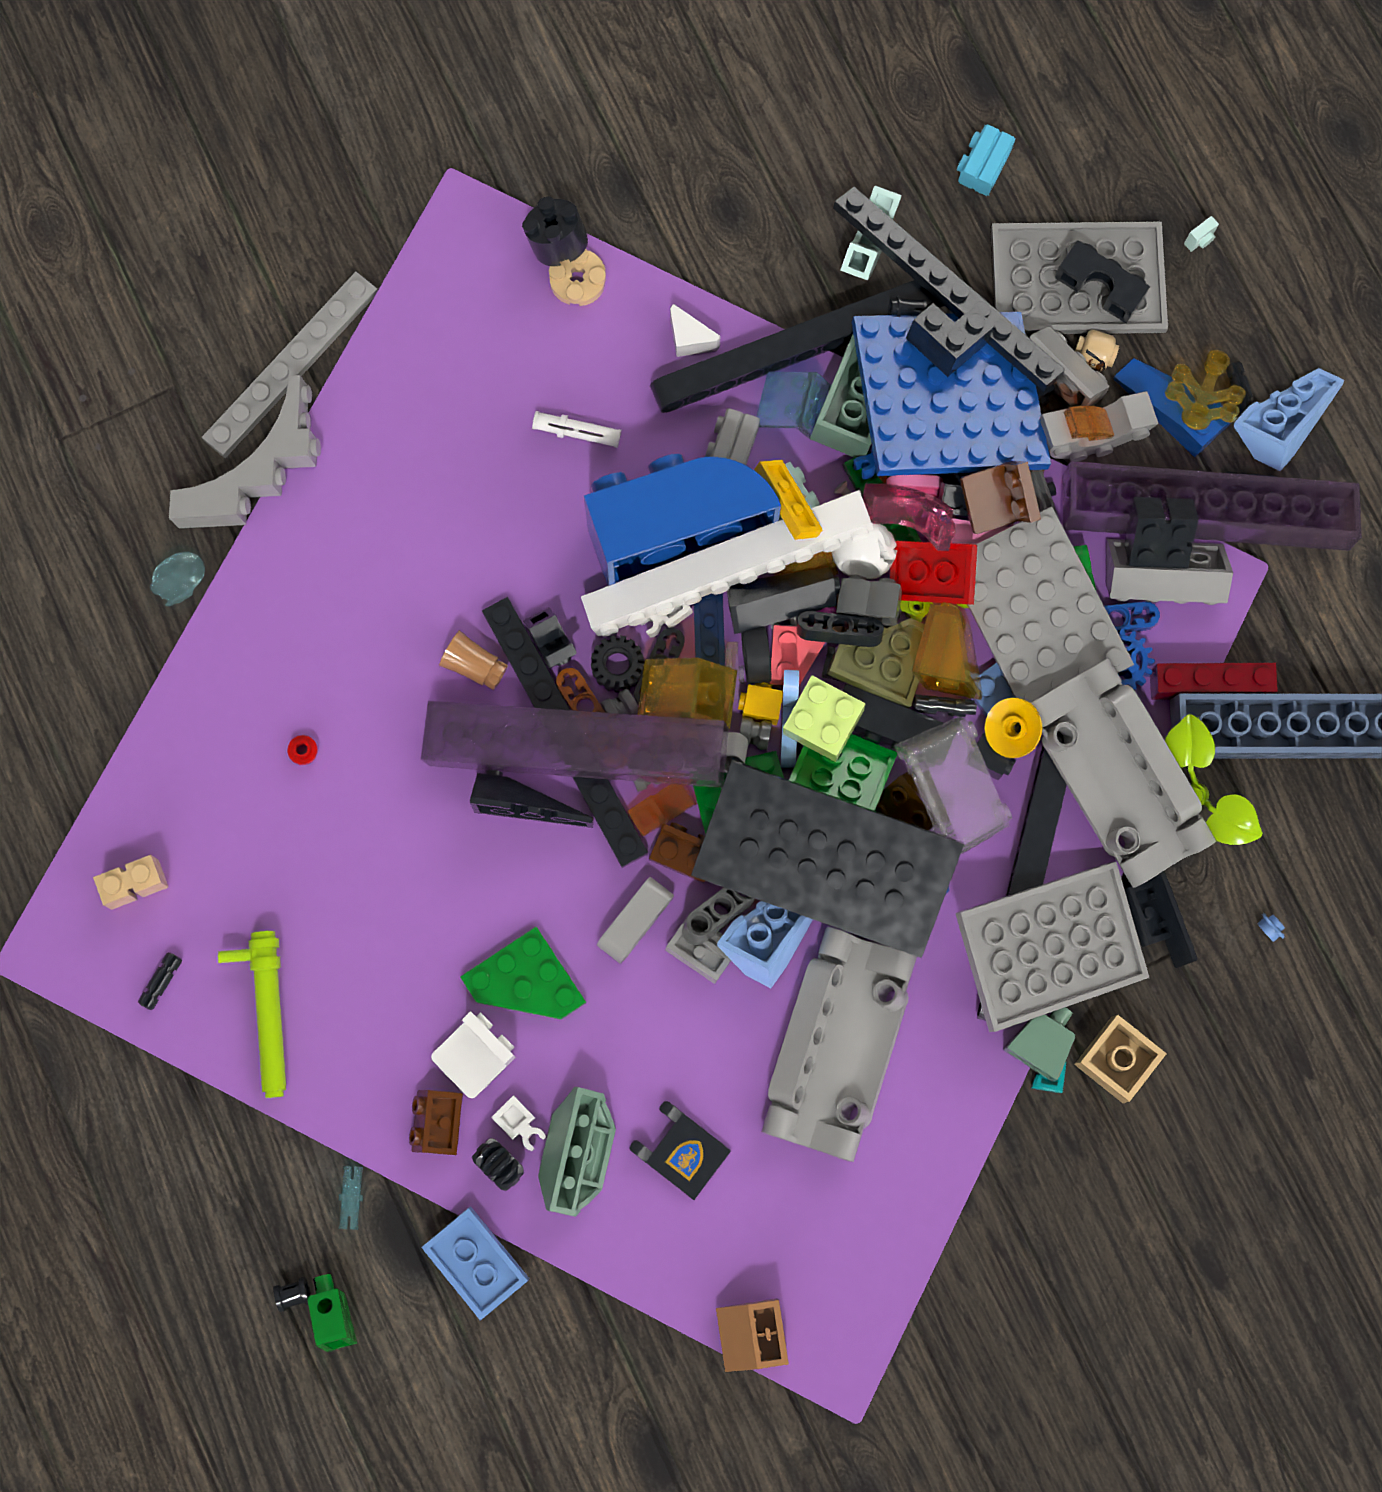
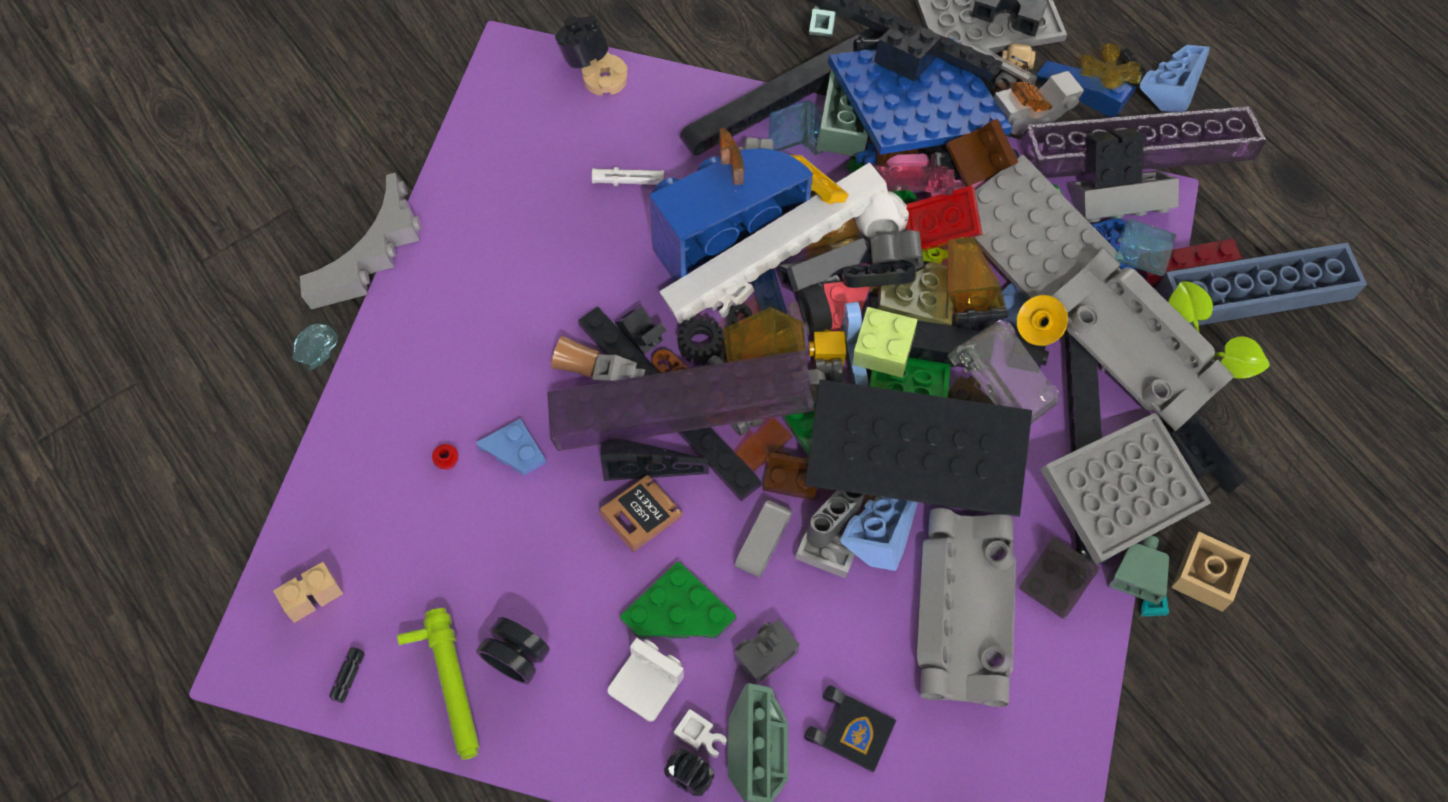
camera: 10 degrees left, 15 degrees down
(292, 360) = (373, 189): light grey plate -> none
(339, 994) = (513, 650): none -> black wheel
(381, 754) = (514, 448): none -> medium blue wing
(436, 1122) = (623, 748): reddish brown bracket -> none
(510, 689) = (615, 368): none -> light grey brick
(512, 859) = (646, 509): none -> medium nougat container
(608, 1049) = (766, 651): none -> dark grey brick
(687, 464) = (731, 155): none -> clear orange slope
(691, 335) = (704, 96): white slope -> none
(947, 1034) = (1059, 578): none -> clear smoke bracket
(1164, 656) = (1145, 247): none -> clear light blue bracket
(1271, 927) = (1297, 443): medium blue plate -> none

